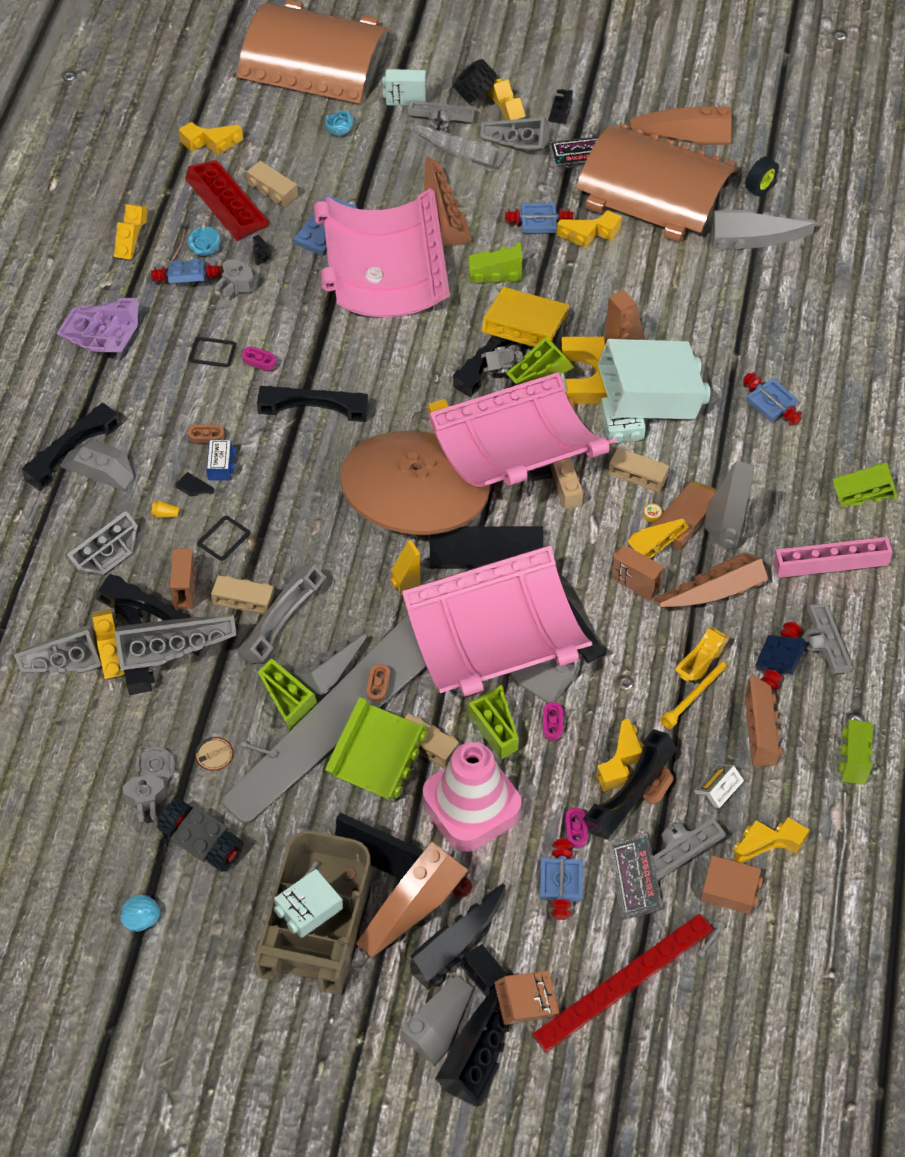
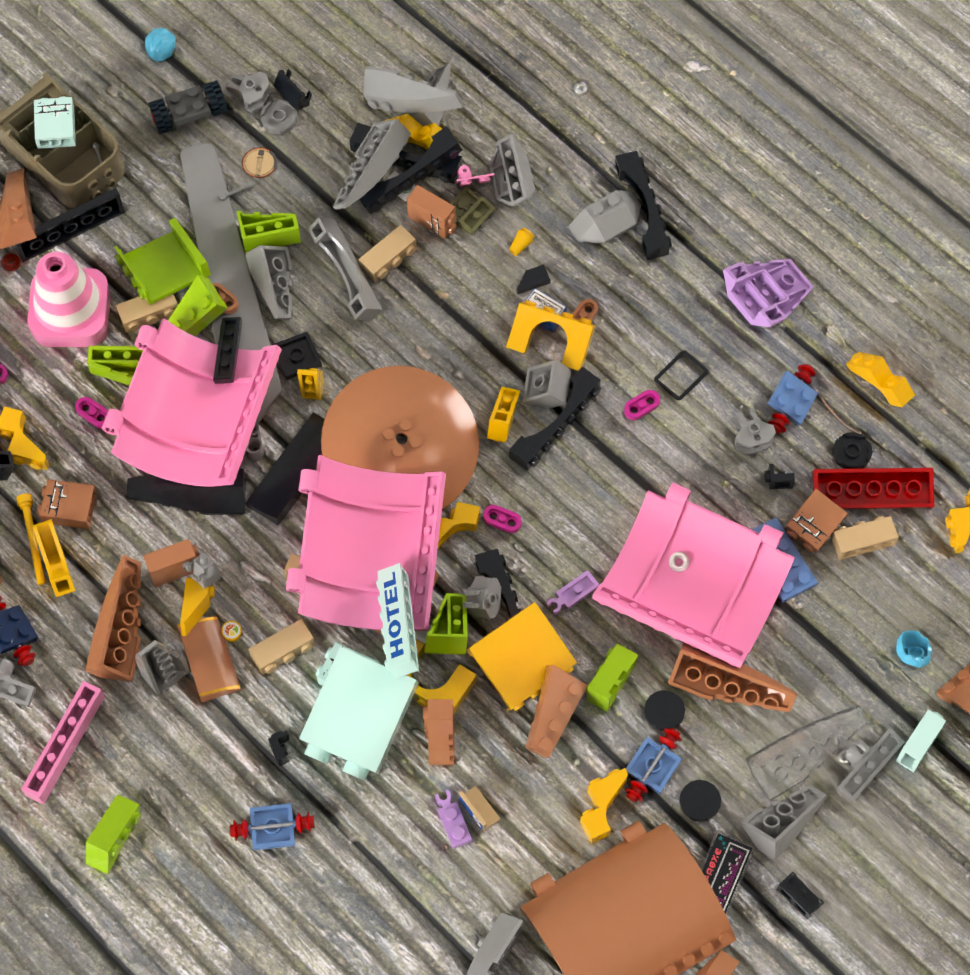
camera: 125 degrees right, 10 degrees up
(80, 661) = (392, 92): none -> light grey wedge
(124, 764) = (290, 90): none -> black hinge
(127, 565) = (465, 178): none -> bright pink hinge
(154, 565) = (471, 210): none -> olive slope
(202, 219) = (852, 451): none -> black tile
(204, 241) = (822, 433): medium azure hair -> none
(233, 547) = (448, 281): black piece -> none
(237, 450) = (578, 331): none -> yellow arch
(282, 211) = (815, 521): none -> nougat brick
(287, 424) = (547, 385): none -> light grey slope
(334, 437) = (503, 414): none -> yellow slope
(385, 606) = (297, 354): none -> black plate
(408, 688) = (198, 307): none -> lime wedge
(424, 395) = (503, 518): none -> dark pink plate
(425, 644) = (227, 350): none -> black tile
(448, 322) = (574, 592): none -> lavender plate
(475, 80) = (882, 814): black tyre -> none
(493, 232) = (664, 710): none -> black tile
(502, 95) = (848, 837): yellow arch -> none
(541, 185) = (700, 800): none -> black tile
(551, 278) = (554, 709): none -> nougat wedge
(571, 375) = (397, 621): none -> light aqua brick
(629, 536) = (204, 570): none -> light grey piece
(646, 684) = (68, 503): none -> nougat brick
(653, 294) = (479, 808): none -> tan panel
(673, 305) = (453, 821): none -> lavender plate
(712, 430) = (279, 750): none -> black bracket

